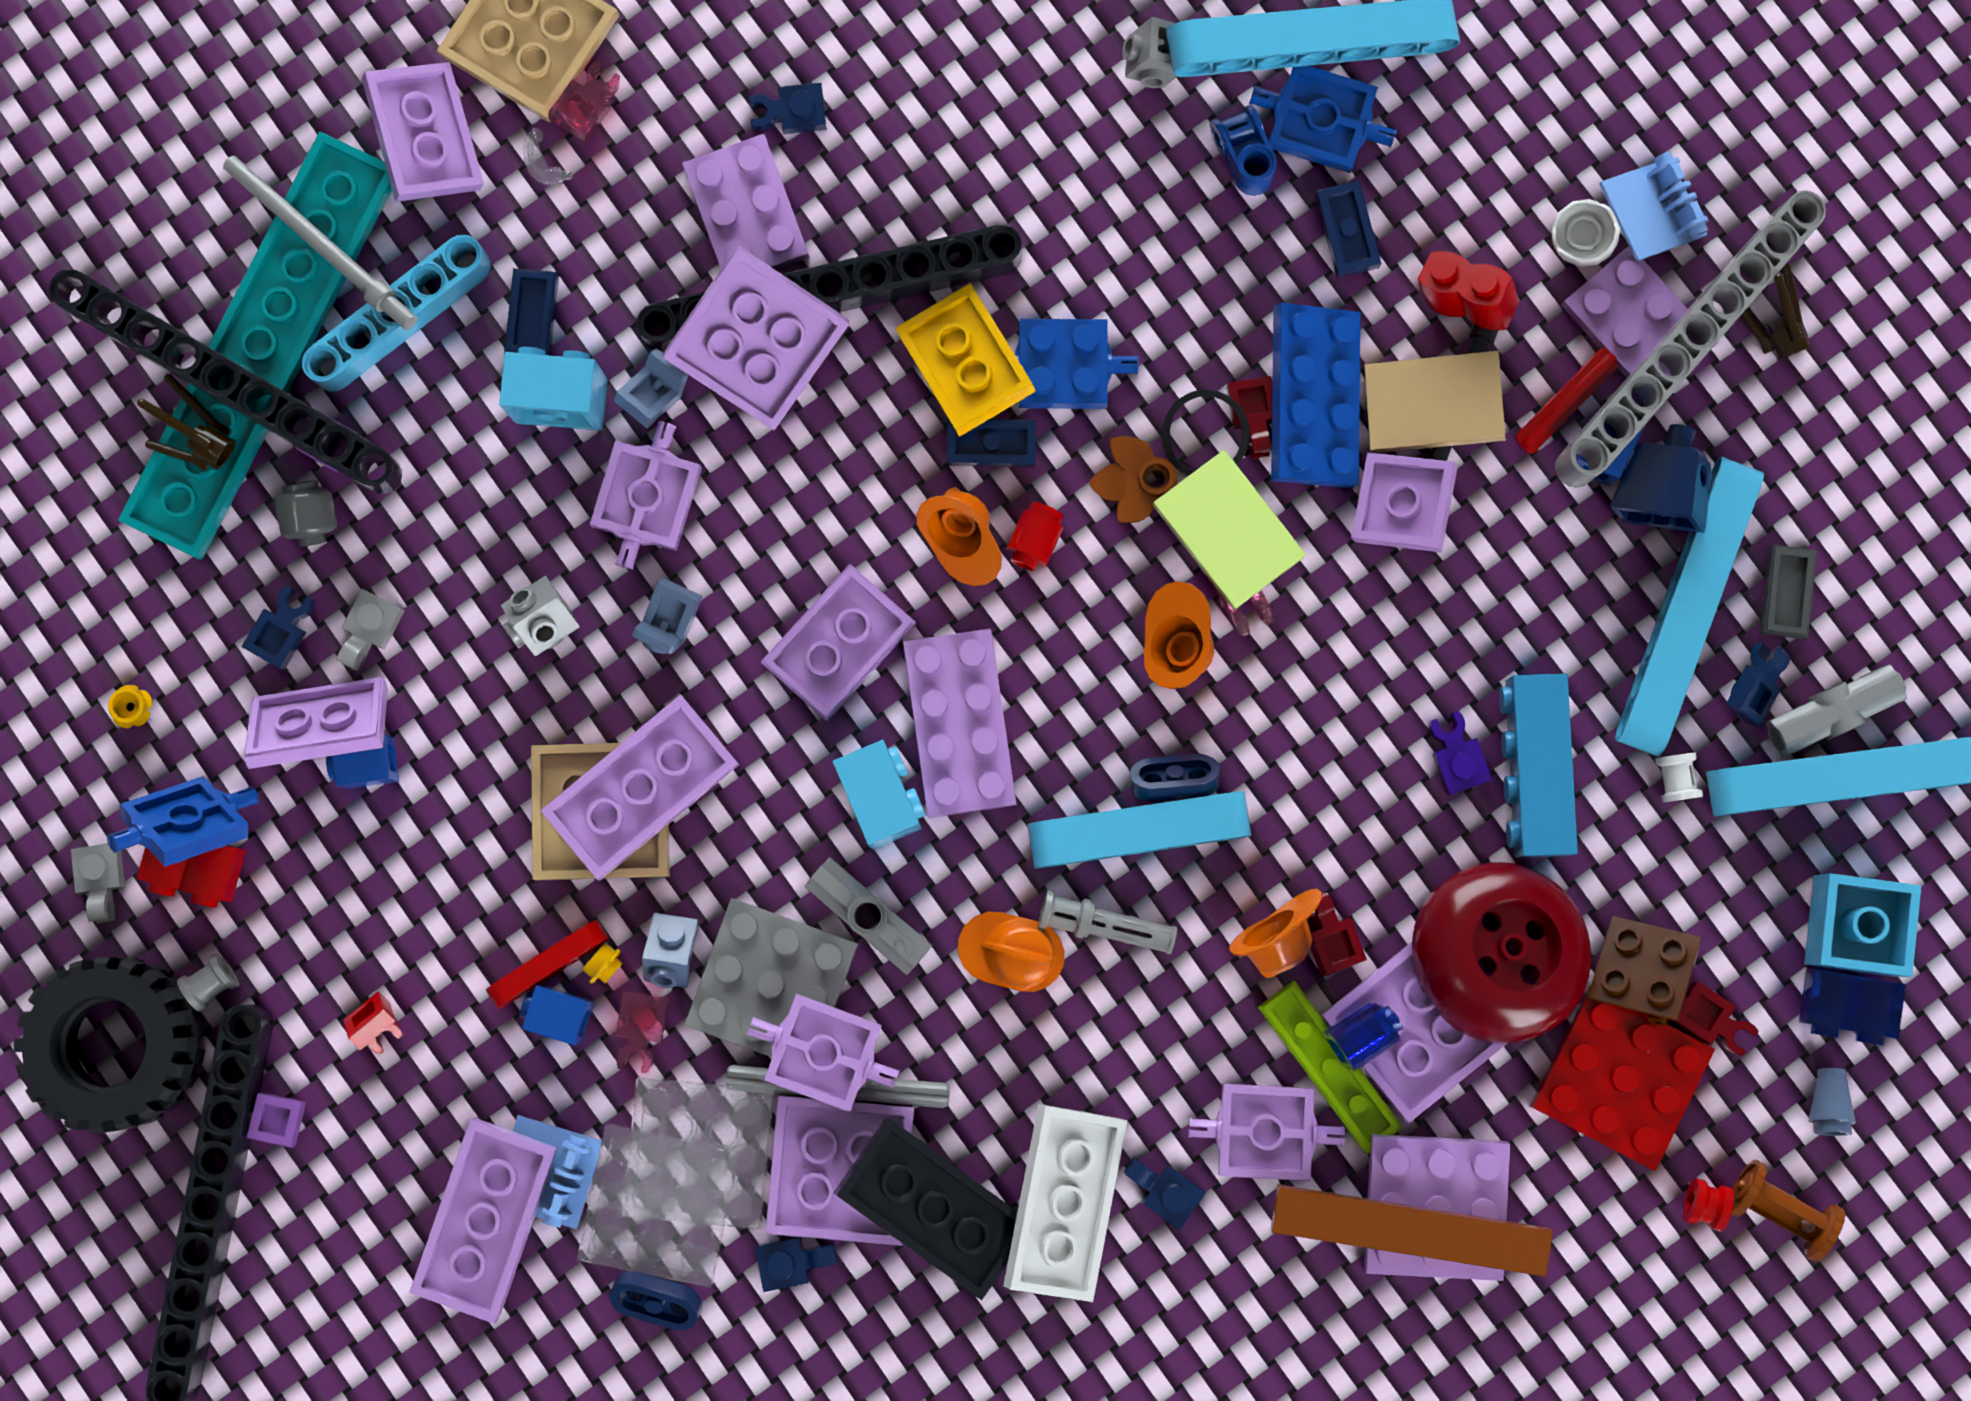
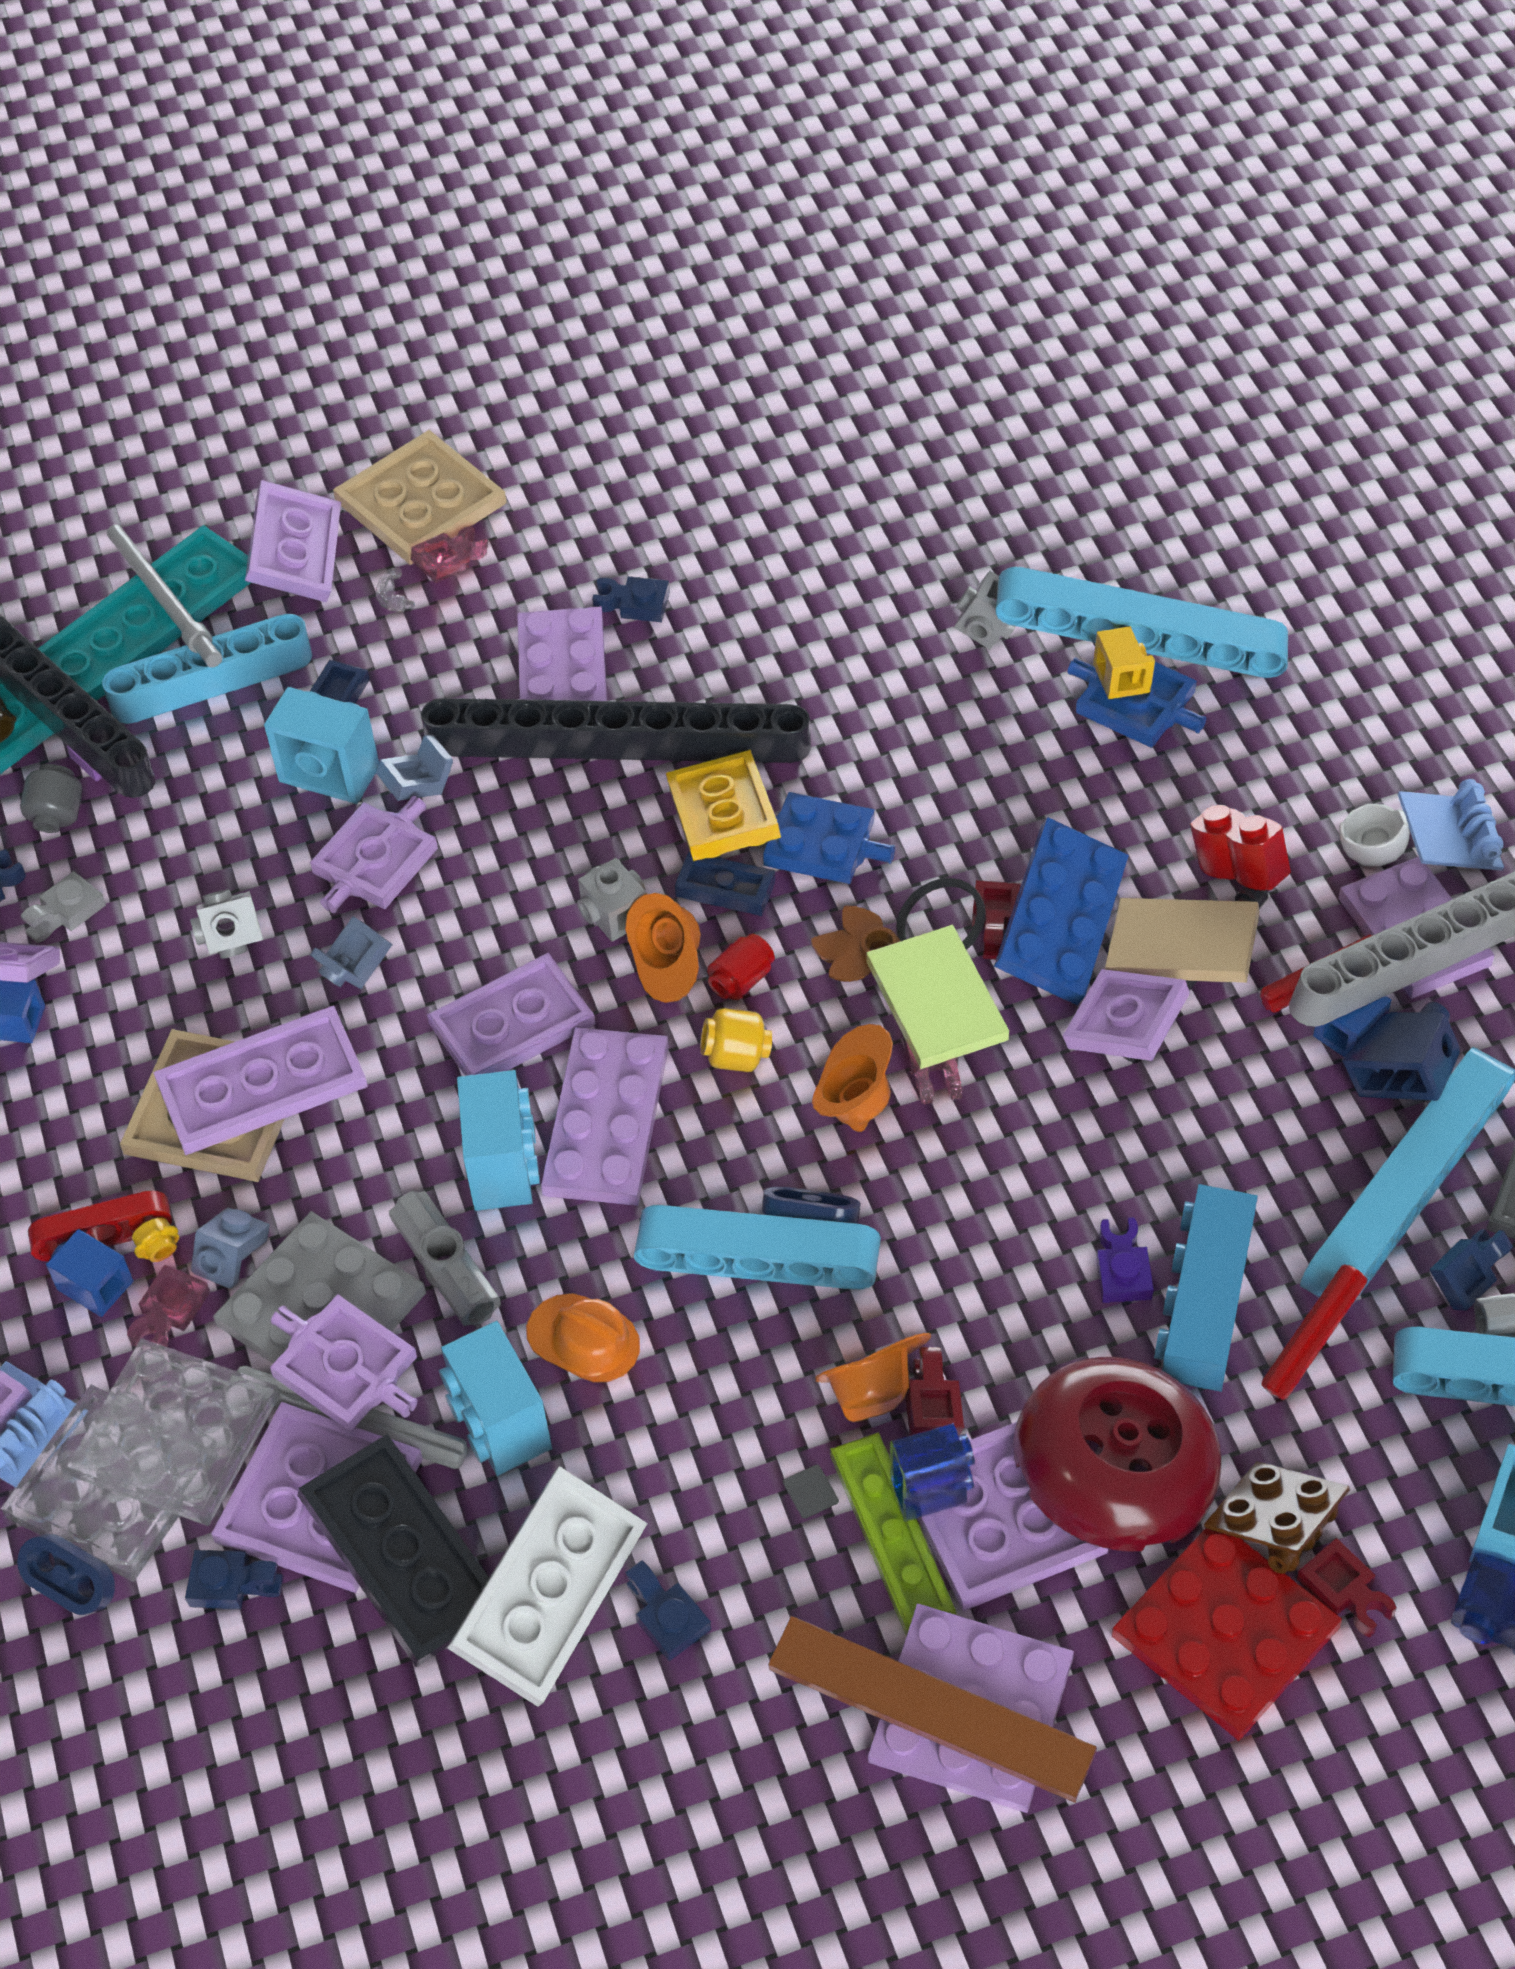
camera: 15 degrees right, 30 degrees down
(756, 338) = (527, 739): lavender plate -> none
(903, 506) = (608, 896): none -> light grey brick
(966, 1054) = (494, 1399): none -> medium azure brick
(1055, 620) = (735, 1040): none -> yellow head
(1160, 936) = (671, 1316): light grey pin -> none
(1244, 142) = (1053, 708): blue piece -> none
(1249, 1044) = (810, 1491): none -> dark grey sticker
(1266, 1132) = (798, 1573): lavender plate -> none
(1307, 95) = (1122, 663): none -> yellow brick
(1348, 229) = (1135, 787): dark blue plate -> none
(1641, 792) = (1314, 1332): none -> red axle
(1679, 777) = (1363, 1335): white bush -> none
(1708, 1204) = (1295, 1783): red wheel -> none
(1787, 1211) = (1386, 1809): dark orange hose -> none
(1832, 1104) = (1470, 1715): sand blue cone -> none

